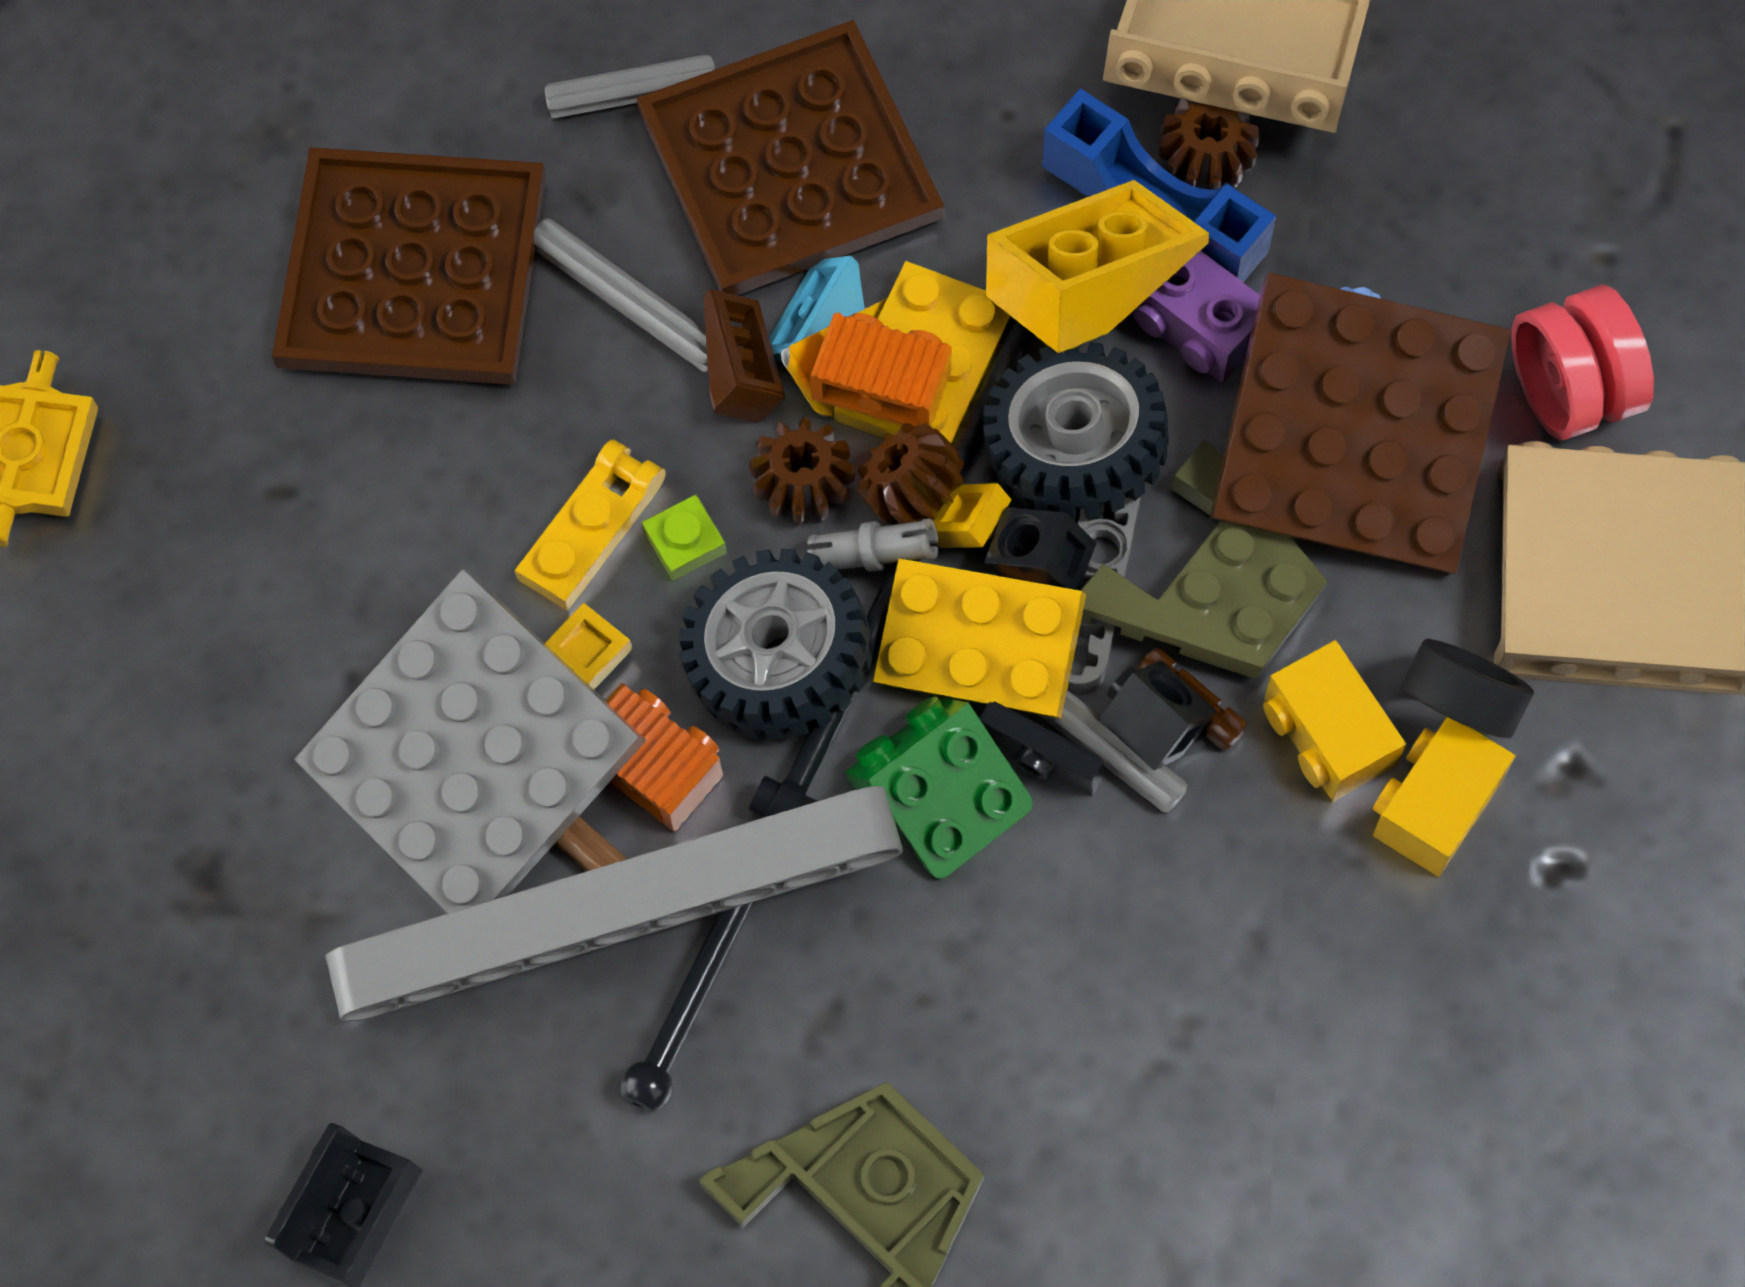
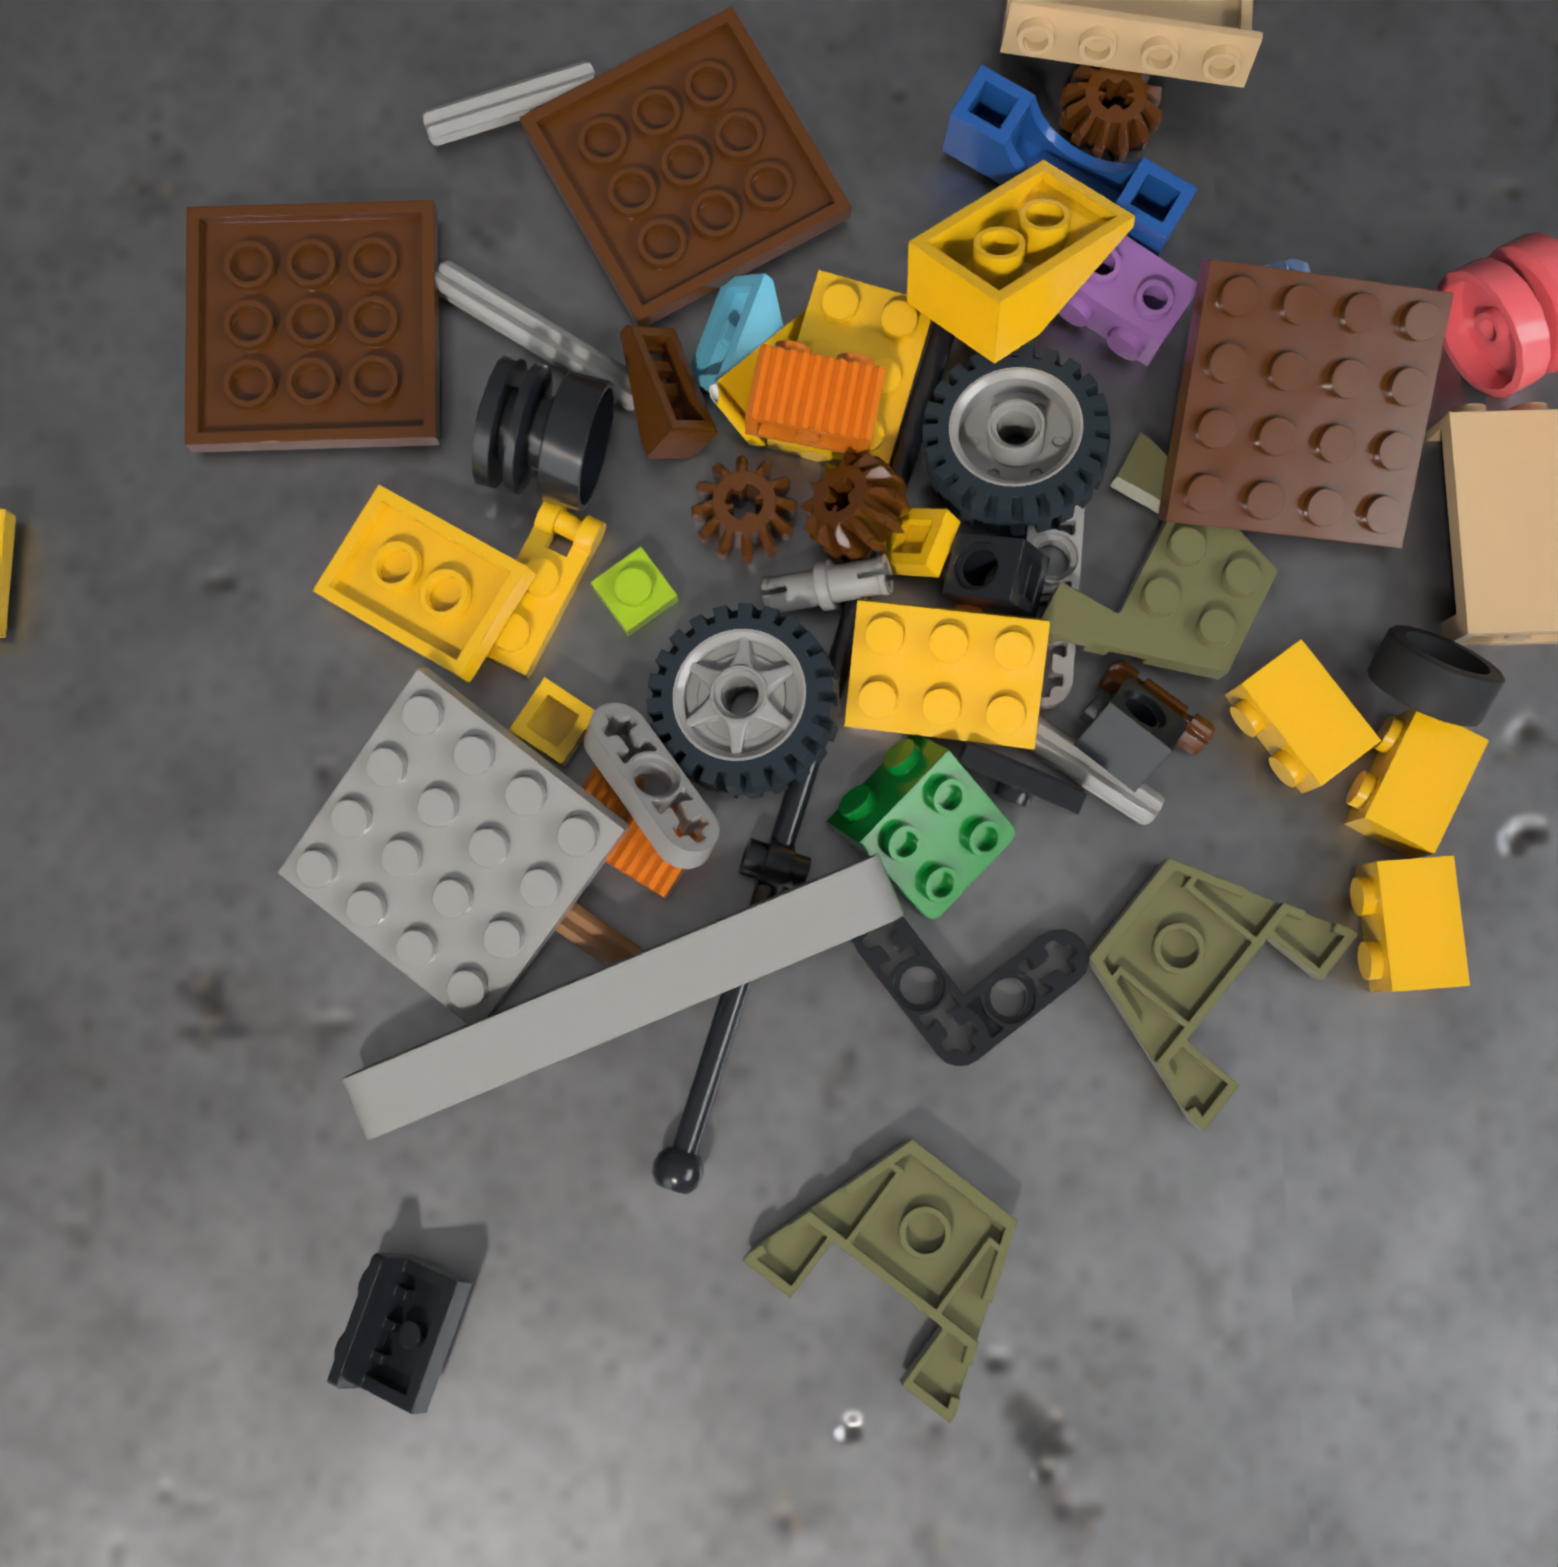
camera: 15 degrees left, 15 degrees up
(480, 503) = (424, 583): none -> yellow plate
(616, 376) = (530, 430): none -> black wheel
(671, 728) = (651, 812): none -> light grey beam
(968, 964) = (975, 1004): none -> black beam
(1184, 935) = (1179, 954): none -> olive wing
(1423, 932) = (1410, 924): none -> yellow brick

